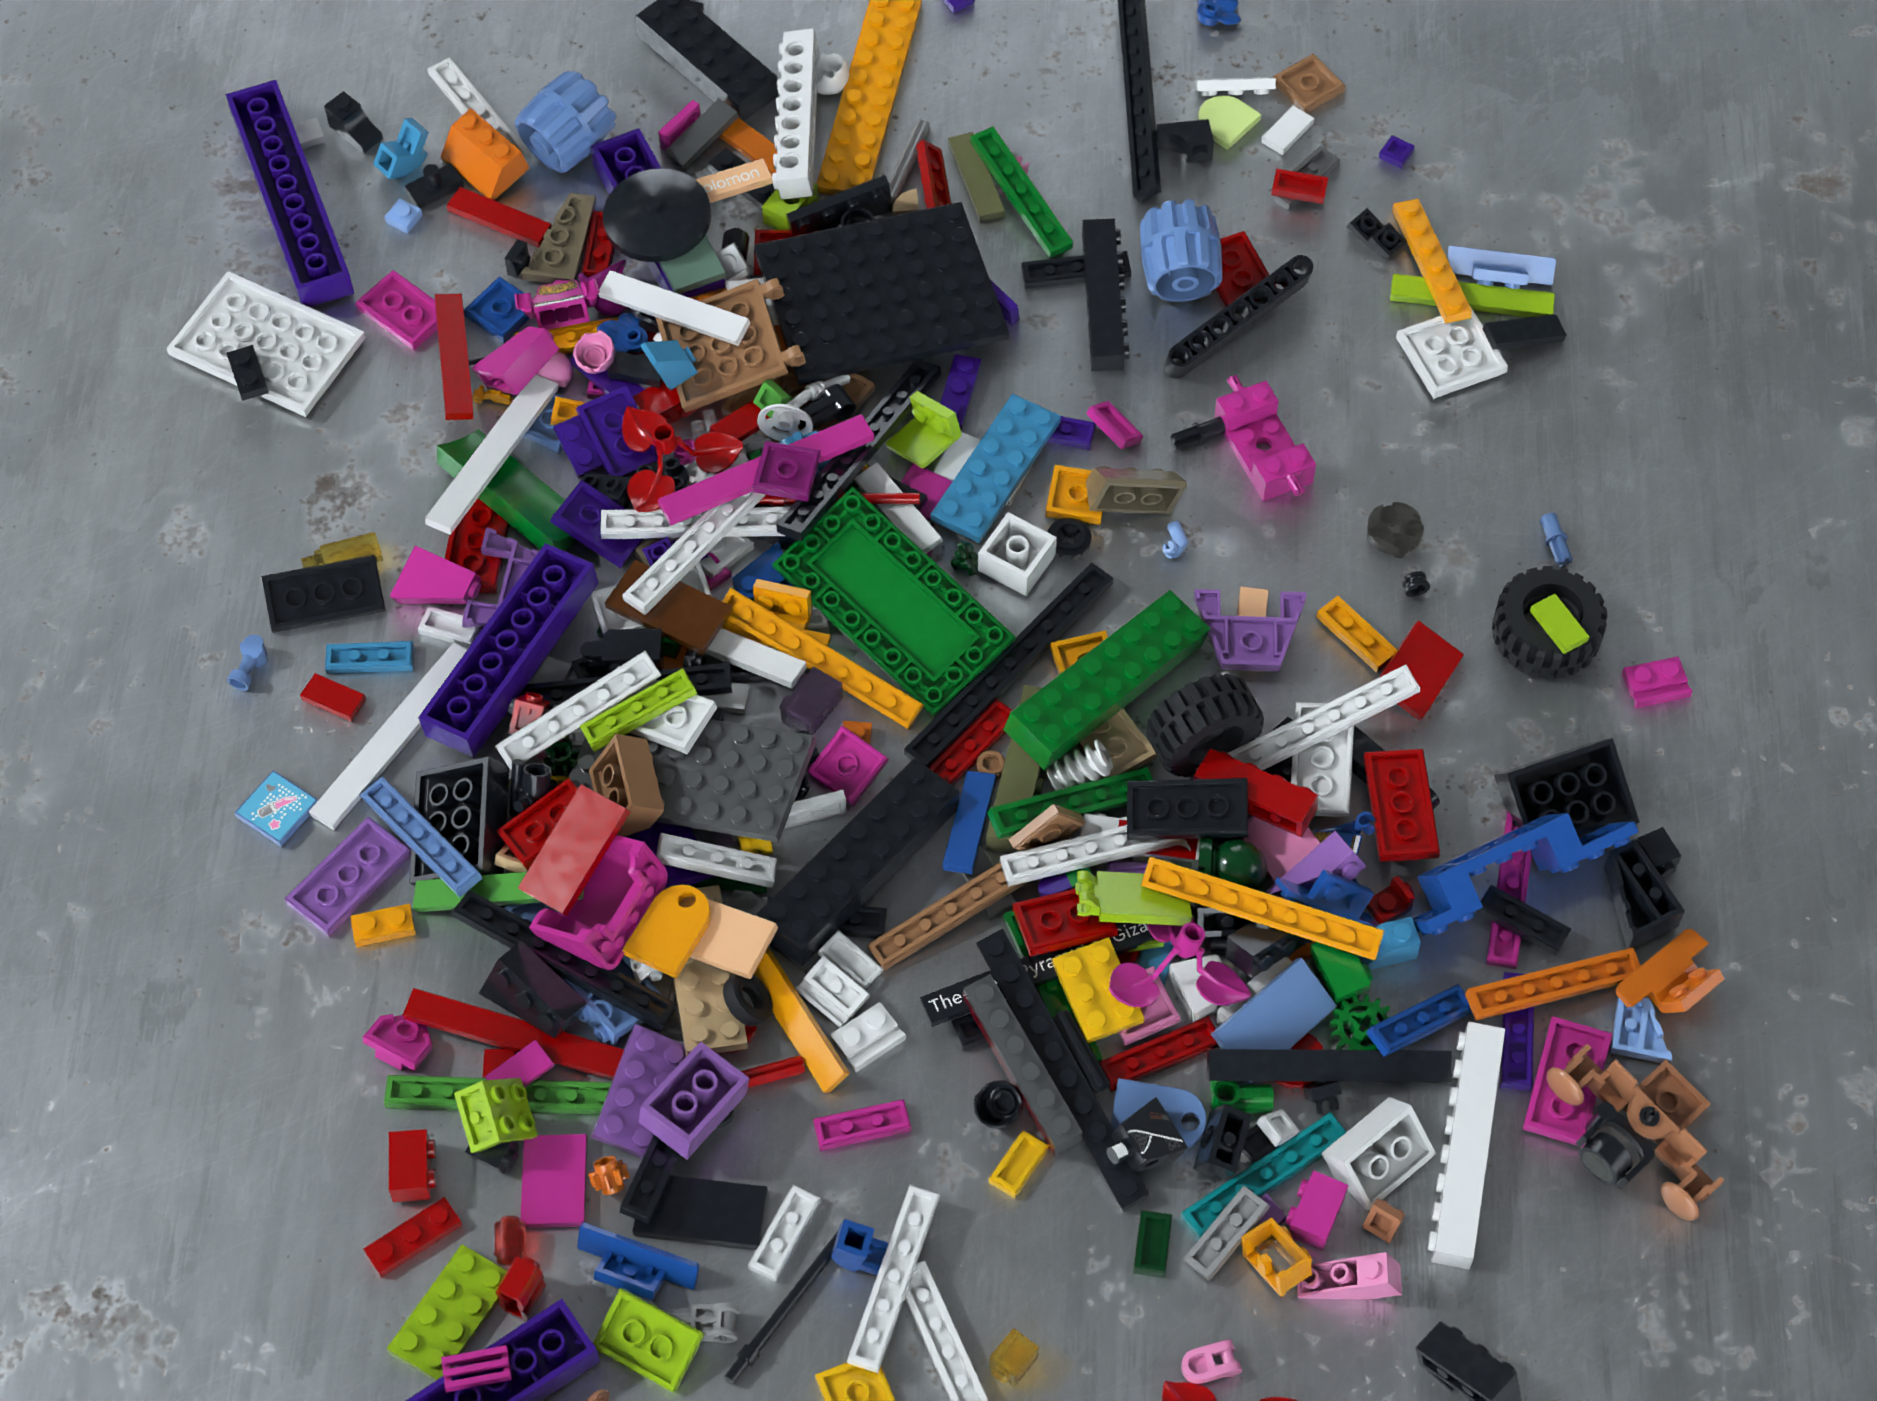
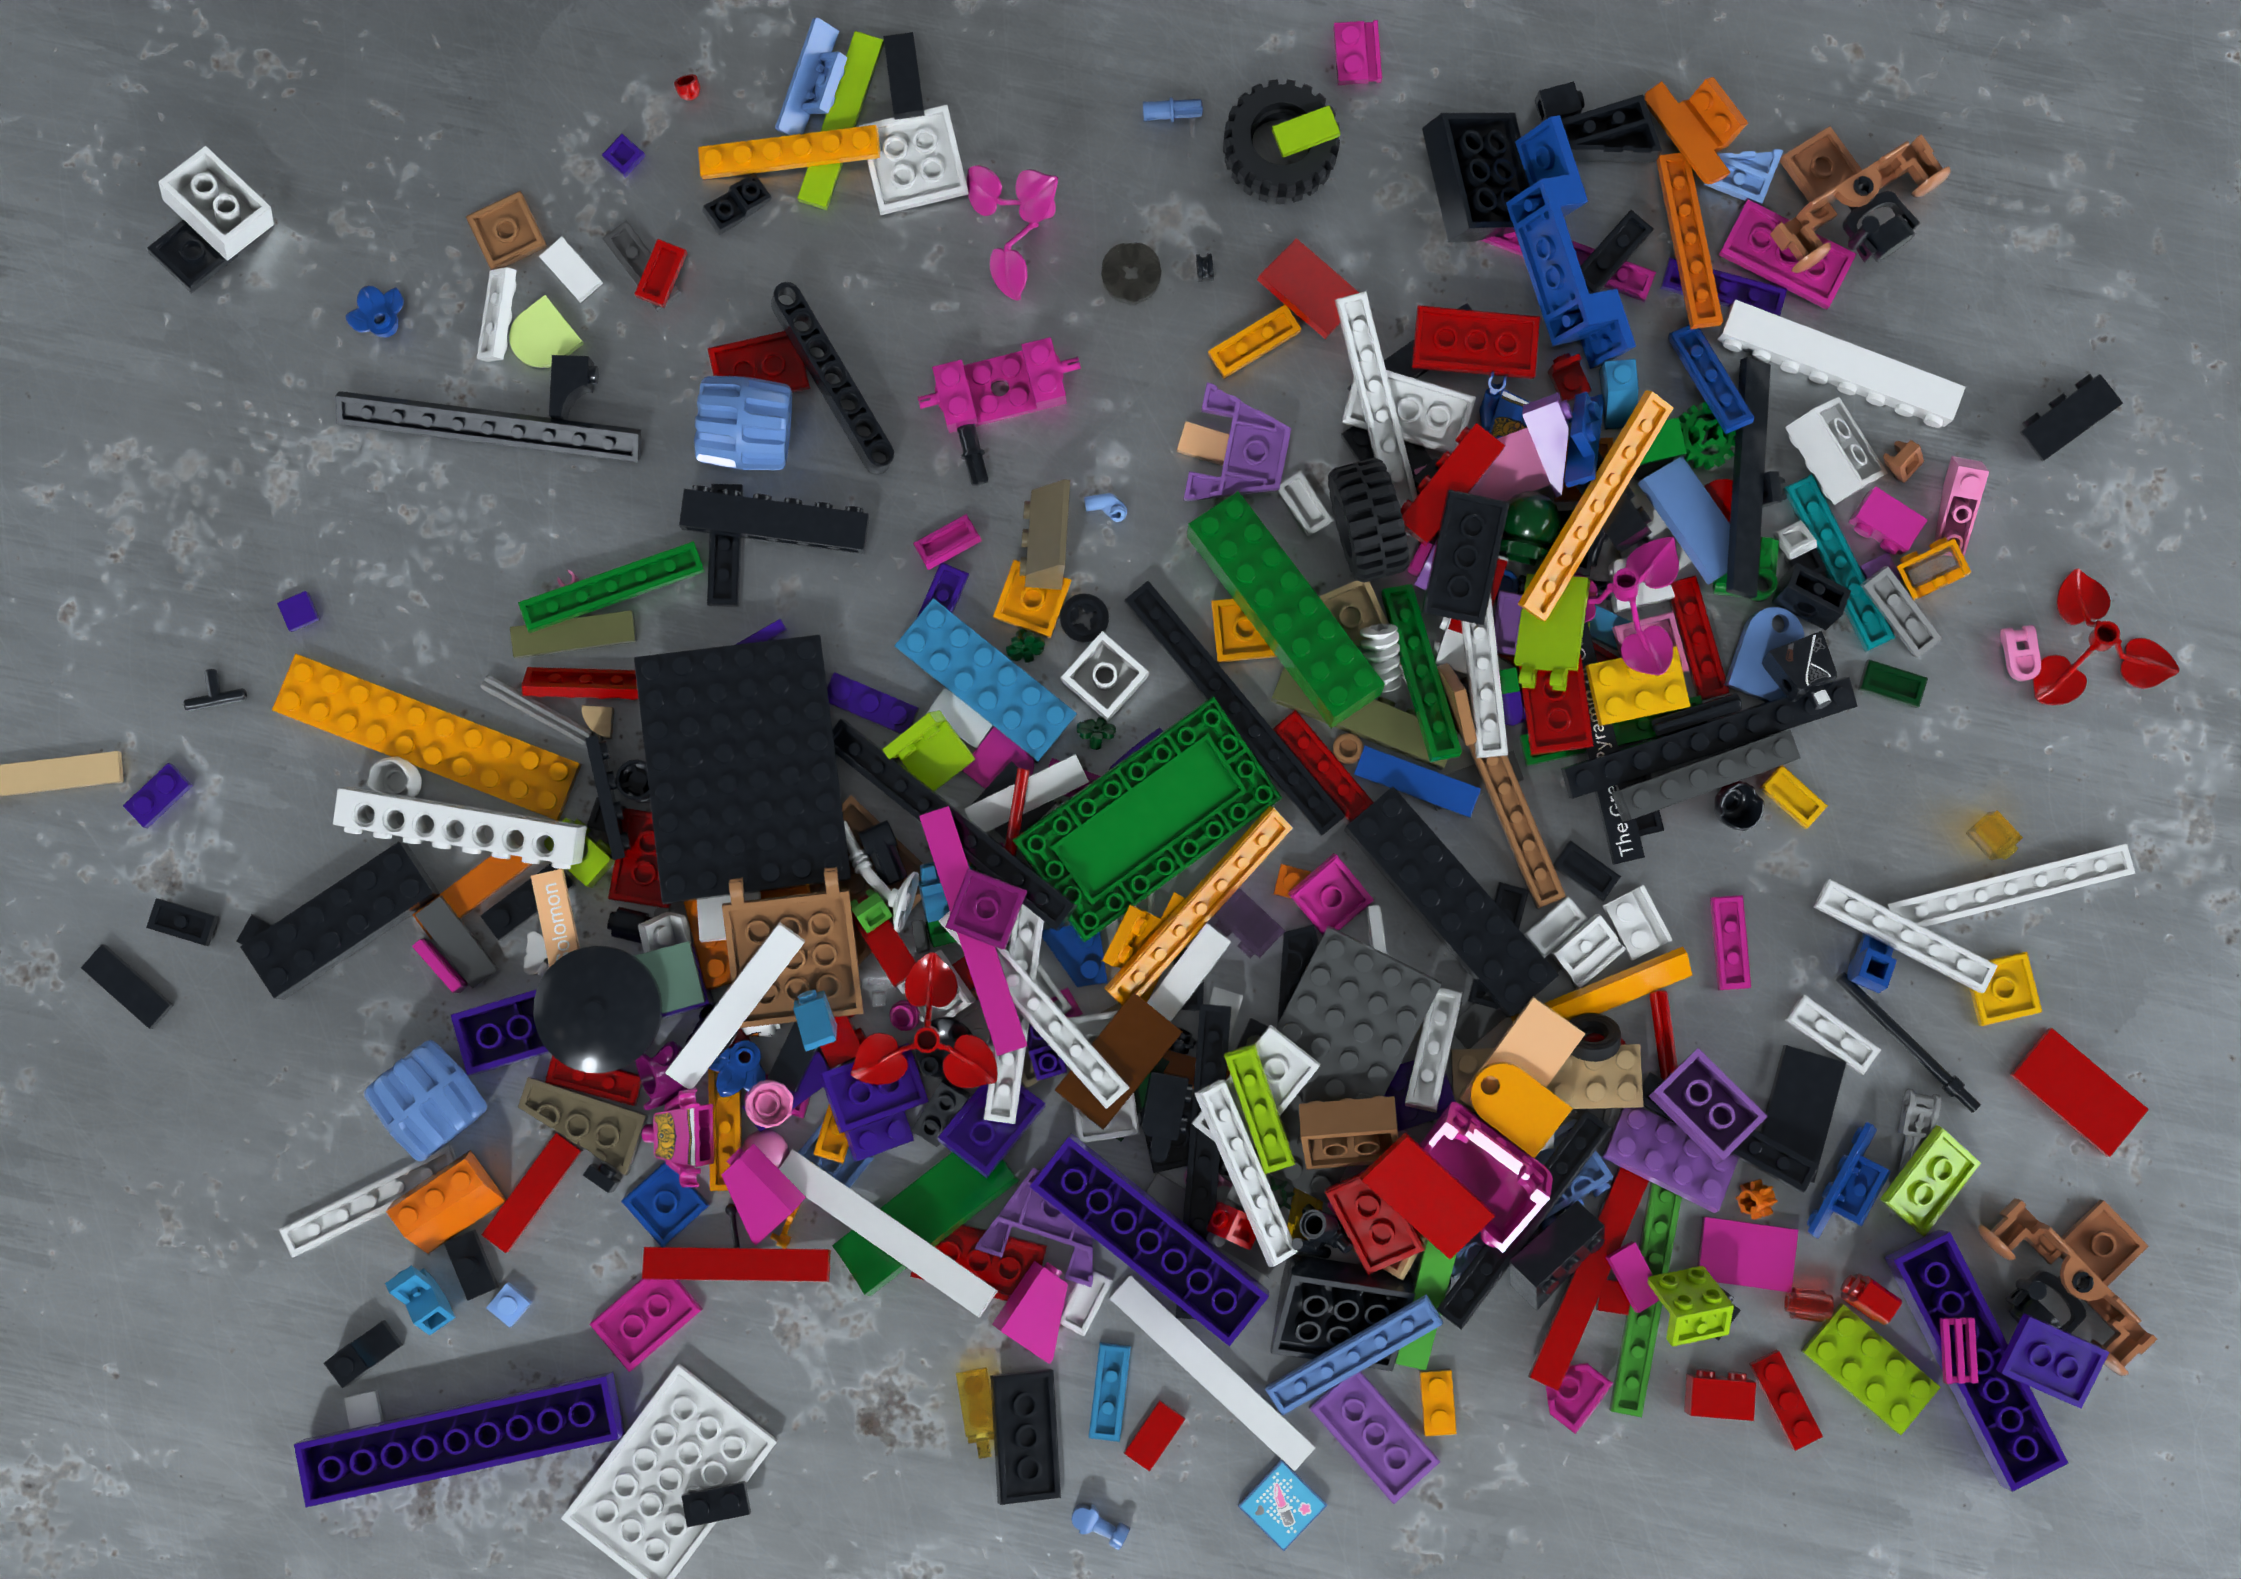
camera: 80 degrees left, 25 degrees up
(910, 985) = (1586, 871): none -> black tile
(1032, 494) = (1024, 646): none -> dark green plant
(1430, 441) = (1036, 203): none -> dark pink plant
(1467, 184) = (687, 87): none -> red hinge

